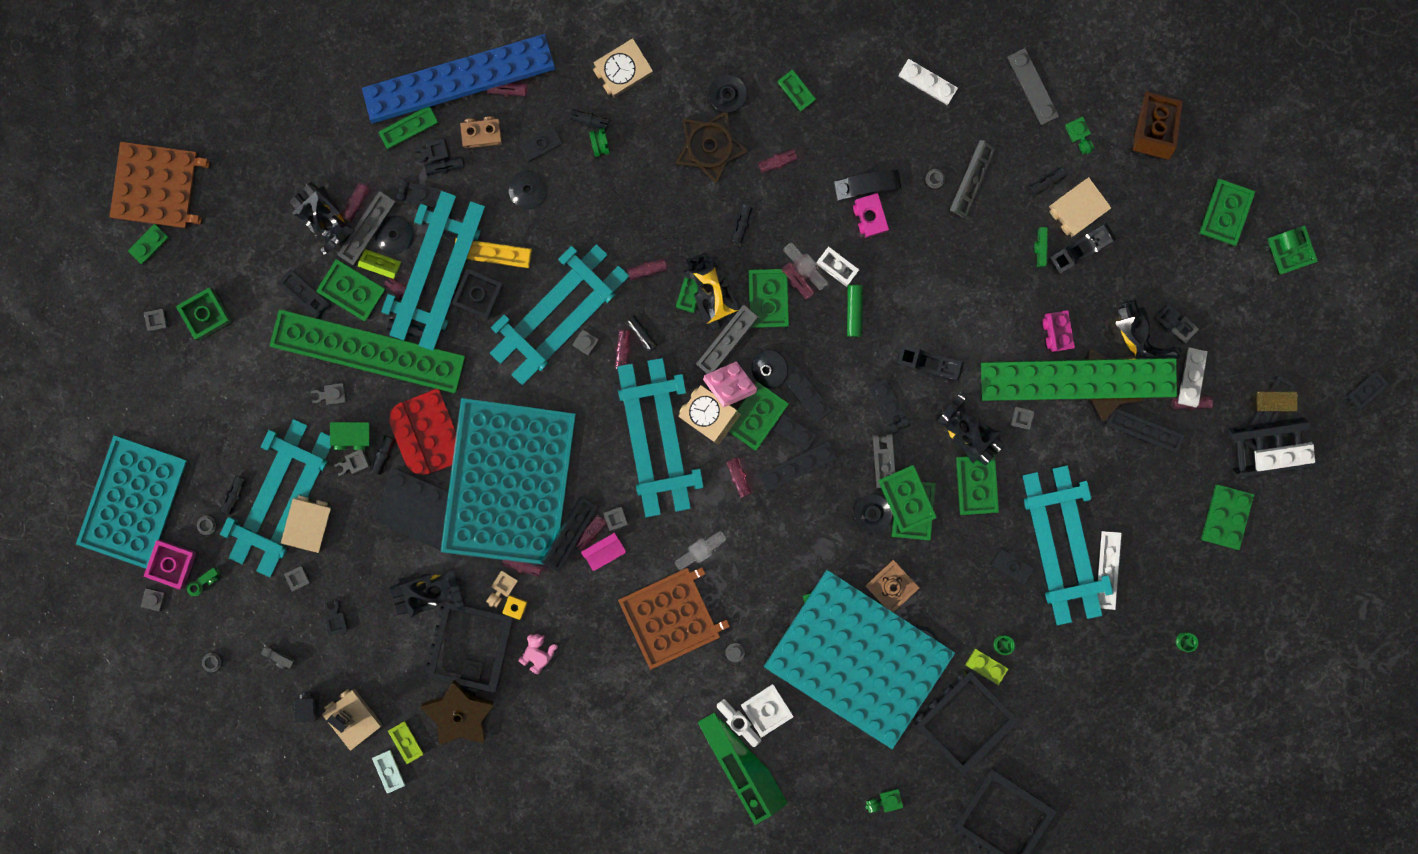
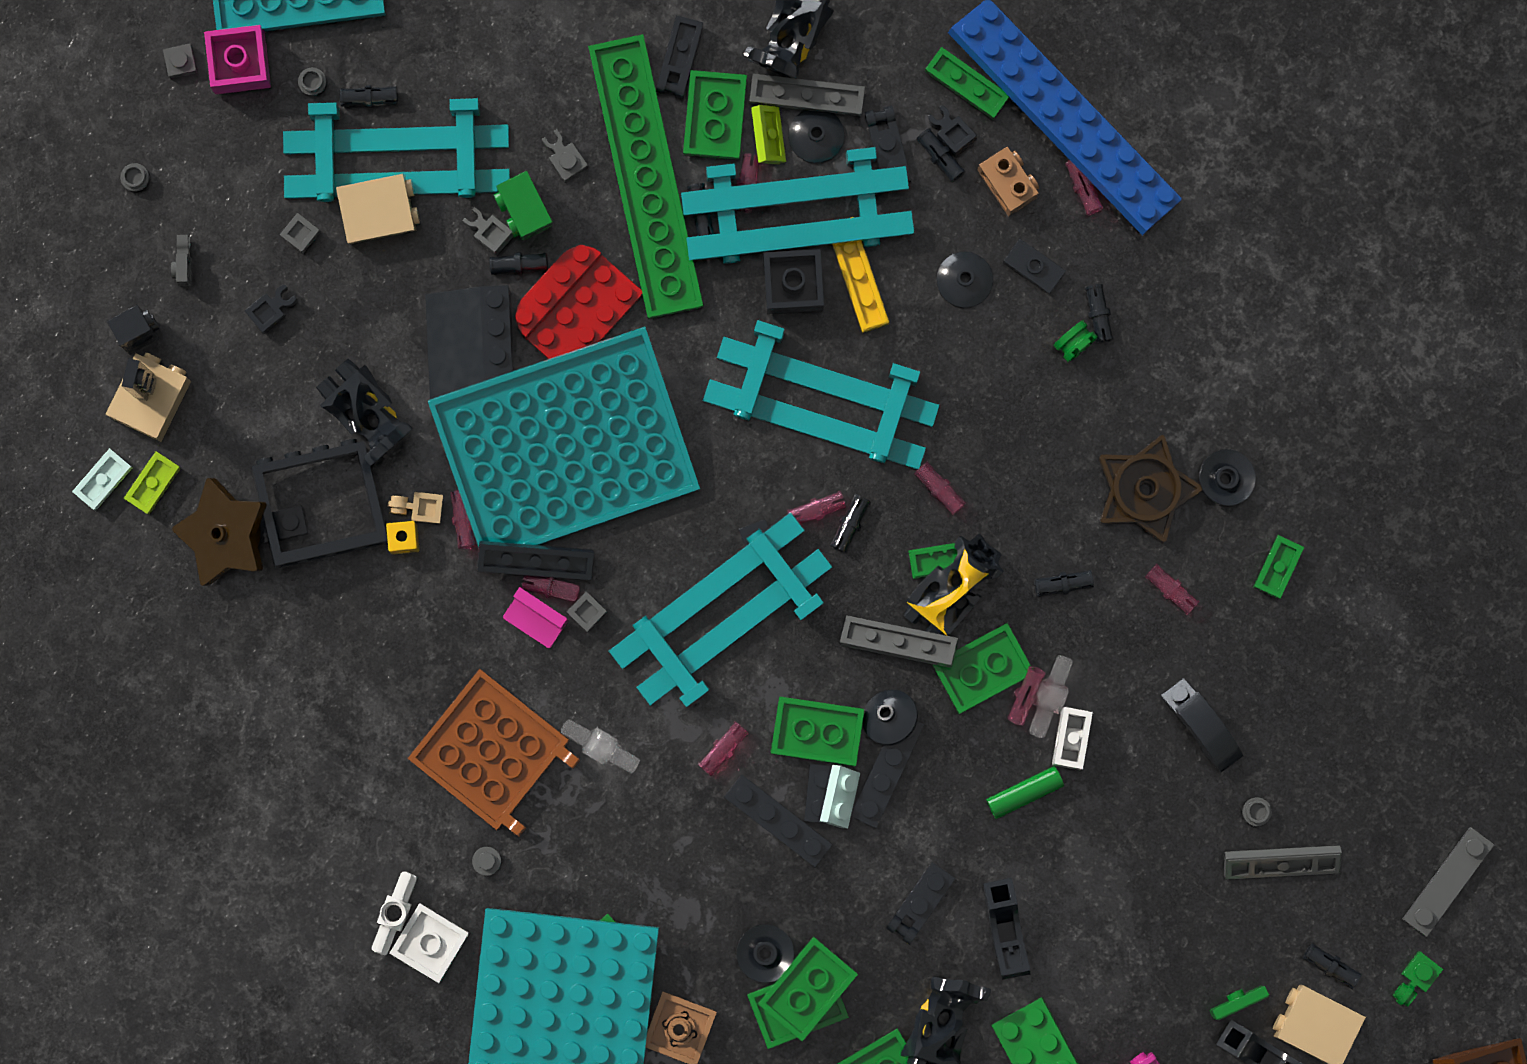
camera: 60 degrees right, 5 degrees down
(209, 577) = (244, 118): green plate -> none
(354, 202) = (833, 62): clear pink pin -> none
(534, 654) = (352, 597): bright pink animal -> none
(585, 342) = (801, 455): dark grey plate -> none
(622, 68) = (1189, 323): tan brick -> none
(708, 415) = (787, 666): tan brick -> none
(730, 384) = (842, 673): bright pink plate -> none
(744, 770) = (333, 952): green wedge -> none
(802, 422) = (840, 796): none -> light aqua plate
(873, 204) = (1179, 744): dark pink brick -> none
(883, 457) = (847, 930): dark grey plate -> none
(928, 82) = (1381, 737): white plate -> none

